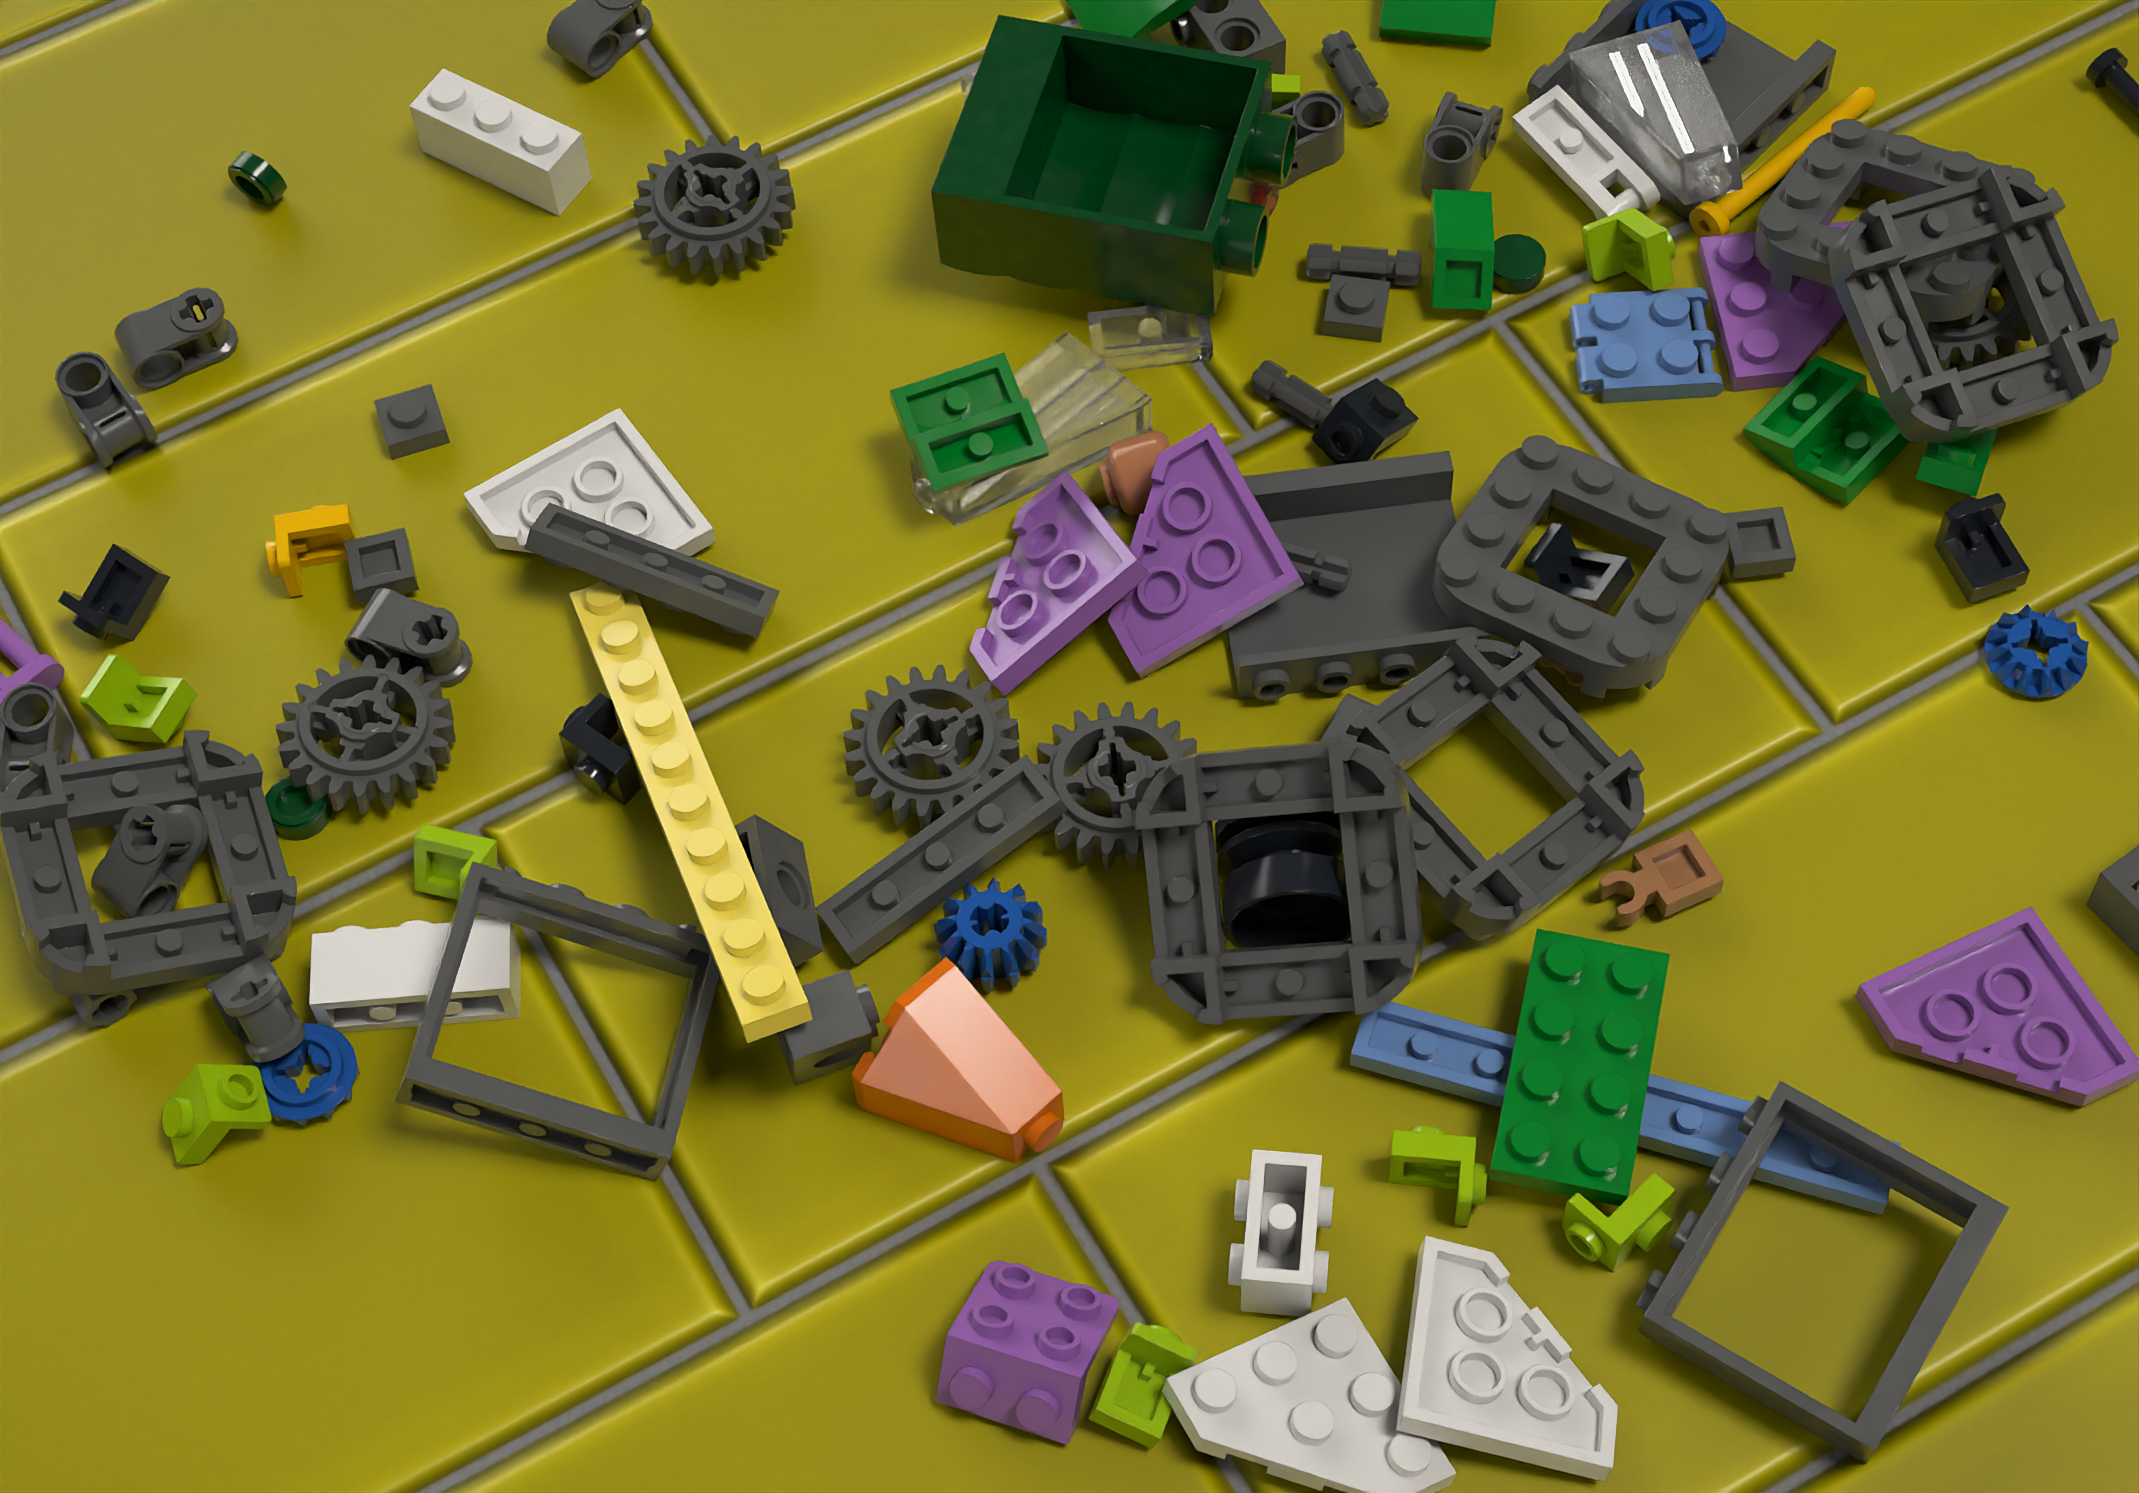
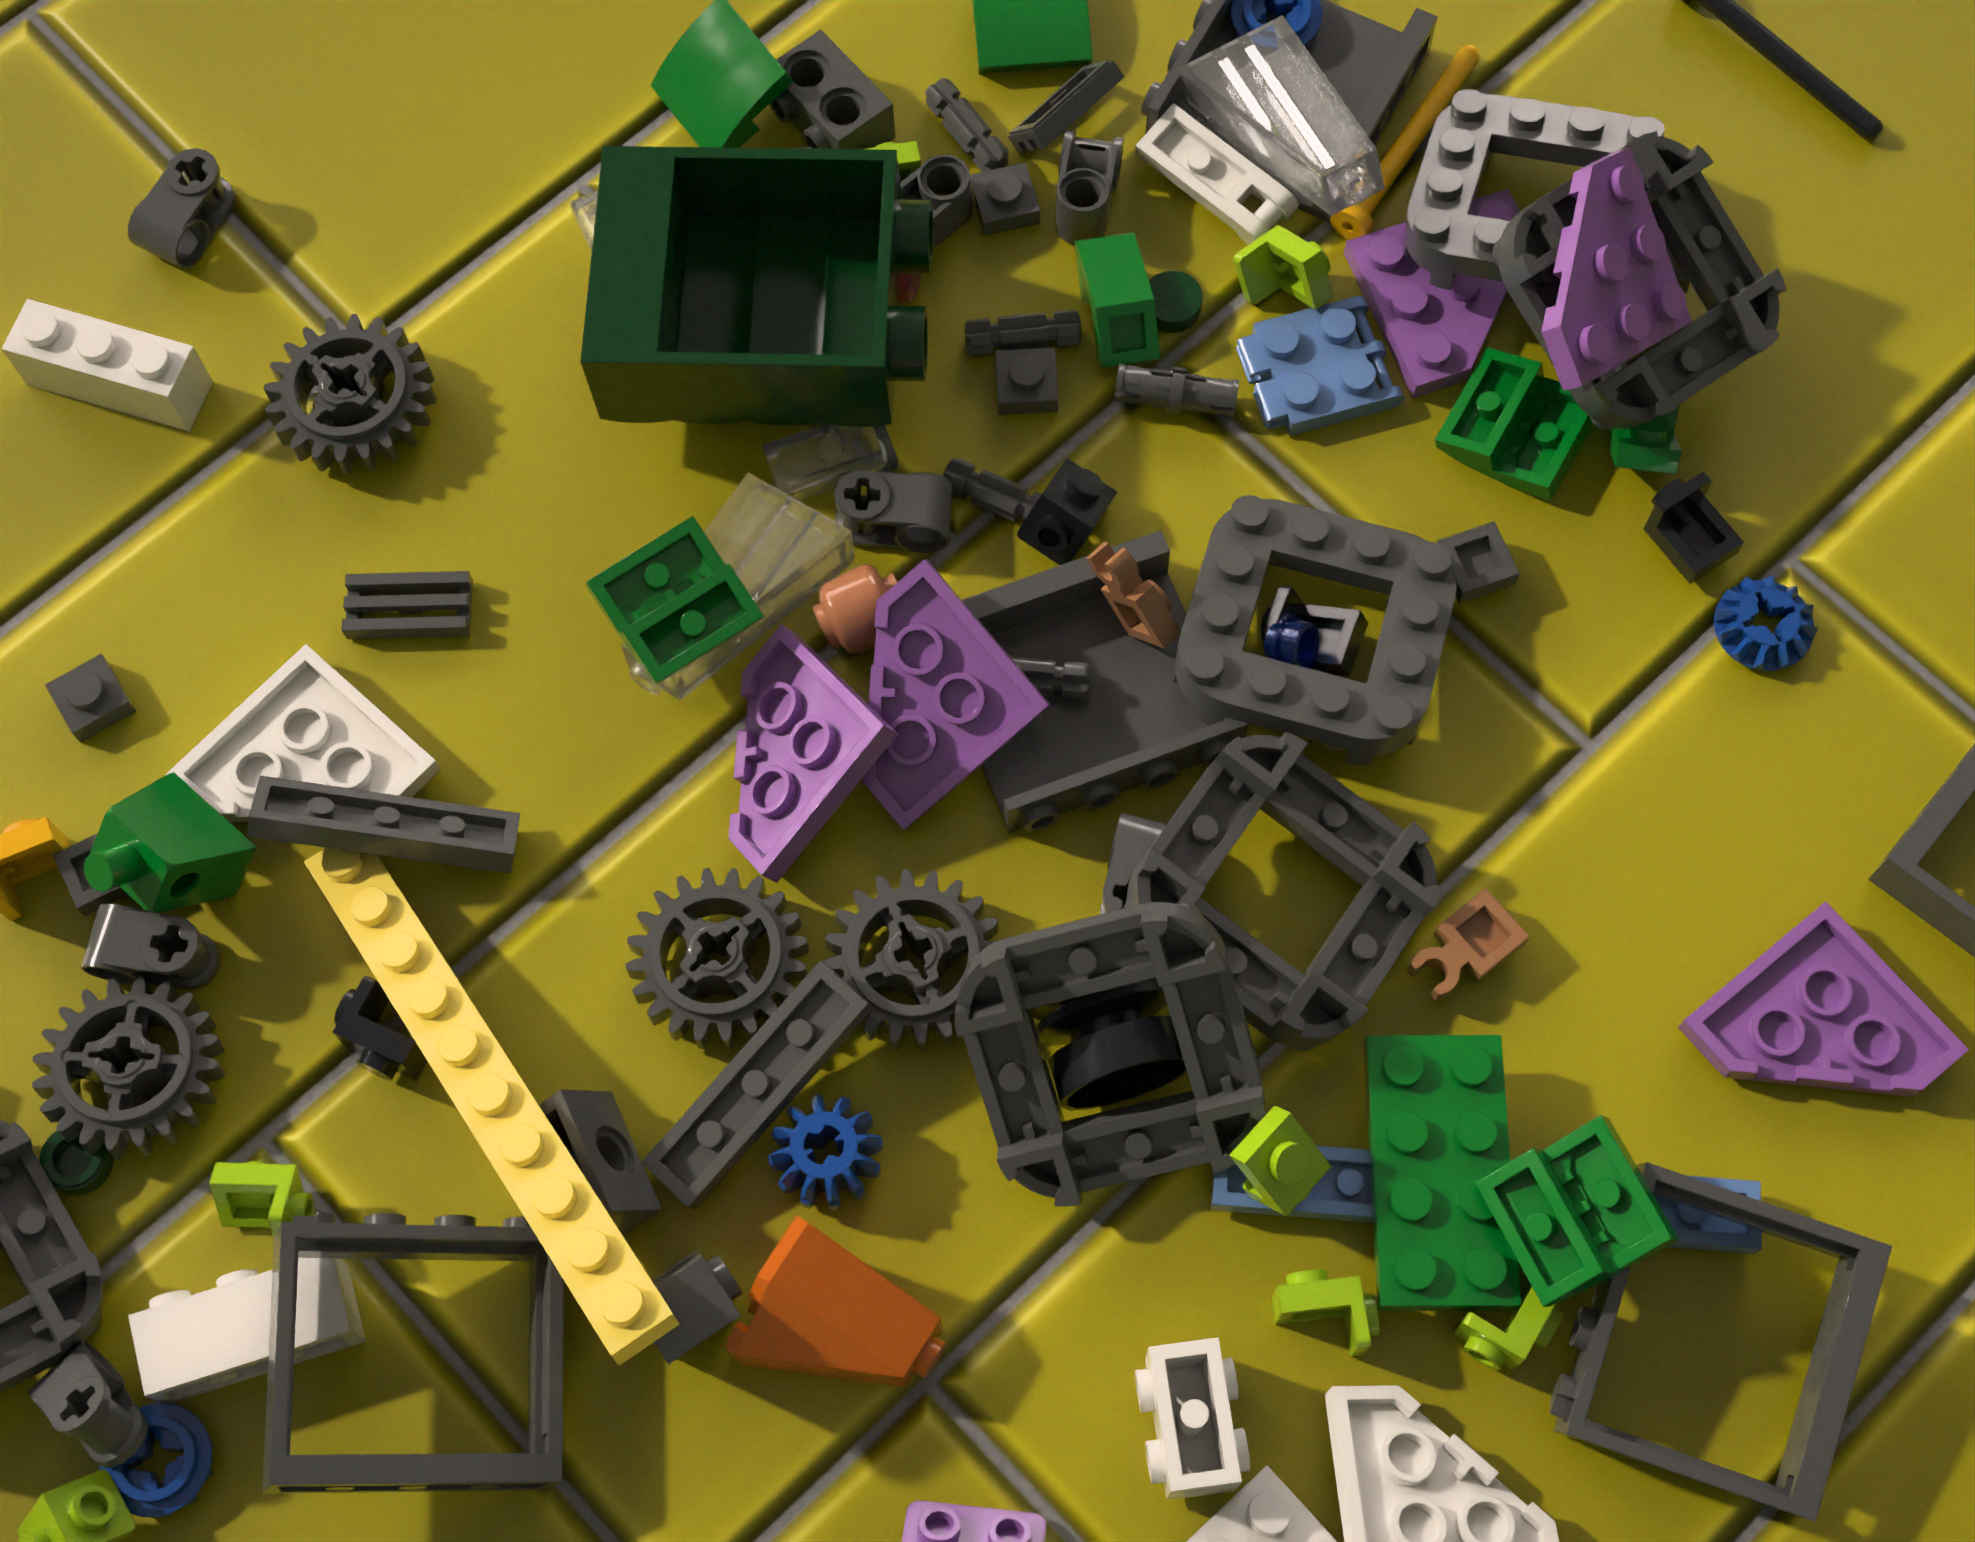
camera: 15 degrees left, 10 degrees up
(451, 552) = (168, 849): none -> green torso
(724, 388) = (407, 583): none -> dark grey tile
(1200, 392) = (901, 510): none -> dark grey piece
(1375, 147) = (1004, 199): none -> dark grey plate
(1409, 508) = (1138, 604): none -> medium nougat plate
(1420, 1013) = (1279, 1162): none -> lime bracket
(1453, 73) = (1065, 106): none -> dark grey tile
(1498, 340) = (1176, 390): none -> dark grey pin
(1553, 568) = (1292, 641): none -> clear blue plate
(1699, 1112) = (1576, 1211): none -> green slope
(1937, 287) = (1613, 274): none -> medium lavender plate

